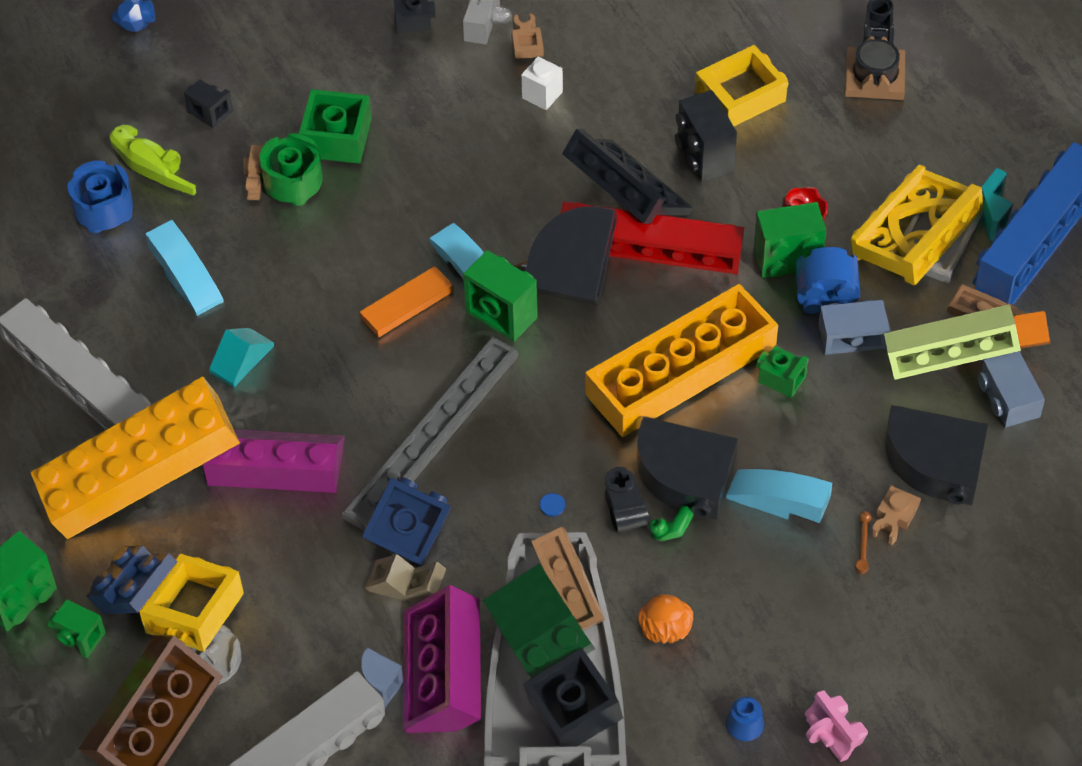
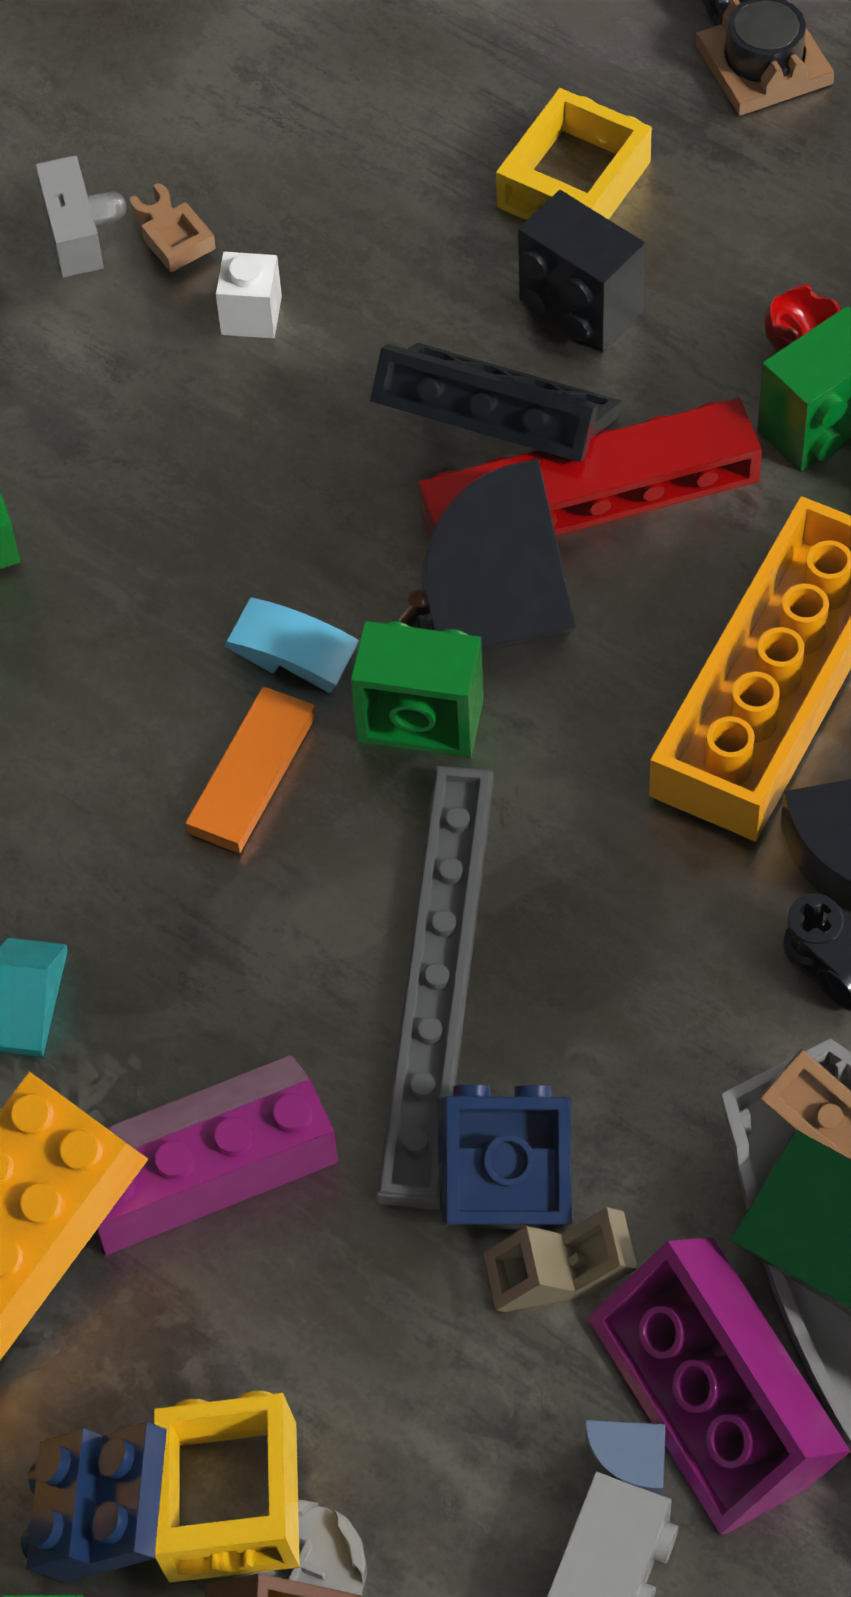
camera: 25 degrees left, 5 degrees up
(552, 504) = (713, 1011): blue piece -> none

